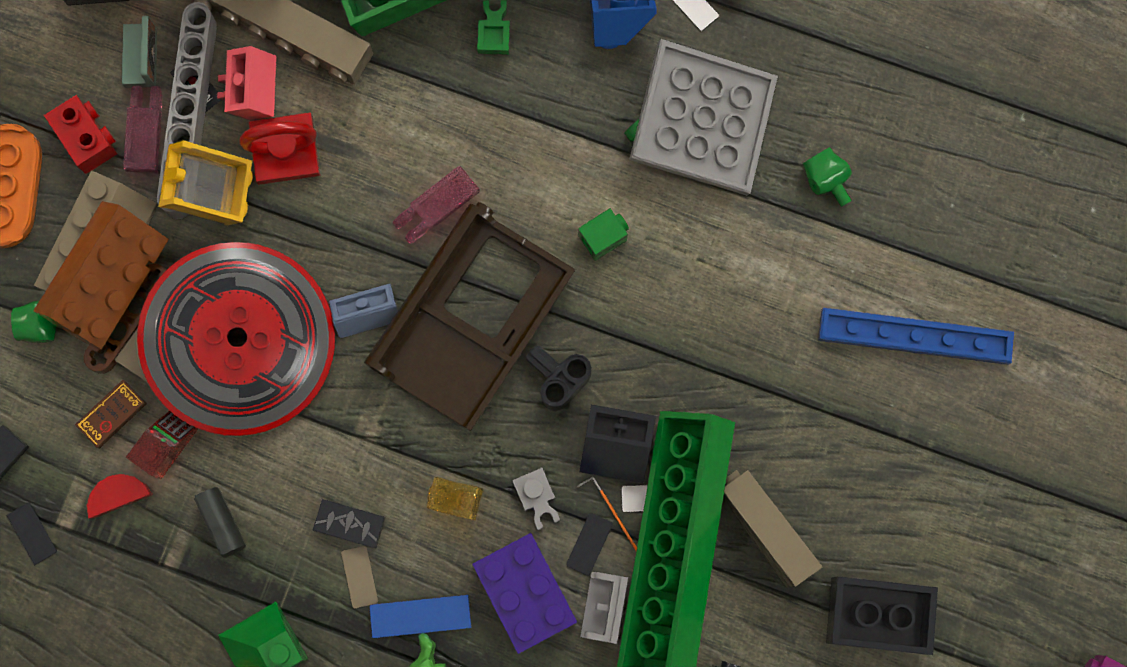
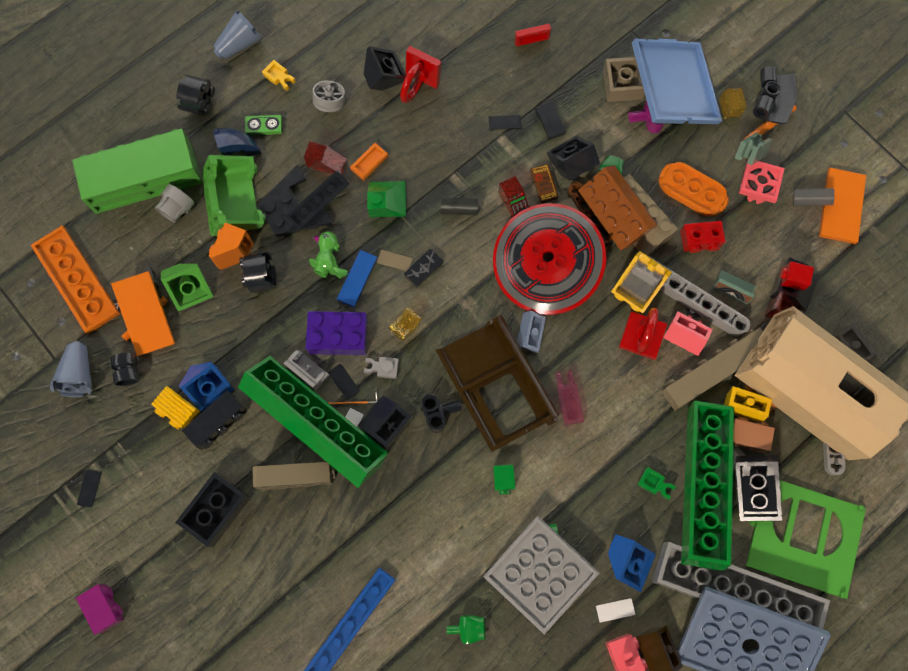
camera: 120 degrees right, 5 degrees down
(43, 389) = (574, 157): none -> black slope
(115, 493) = (503, 167): red tile -> none
(143, 132) = (689, 268): clear pink hinge -> none

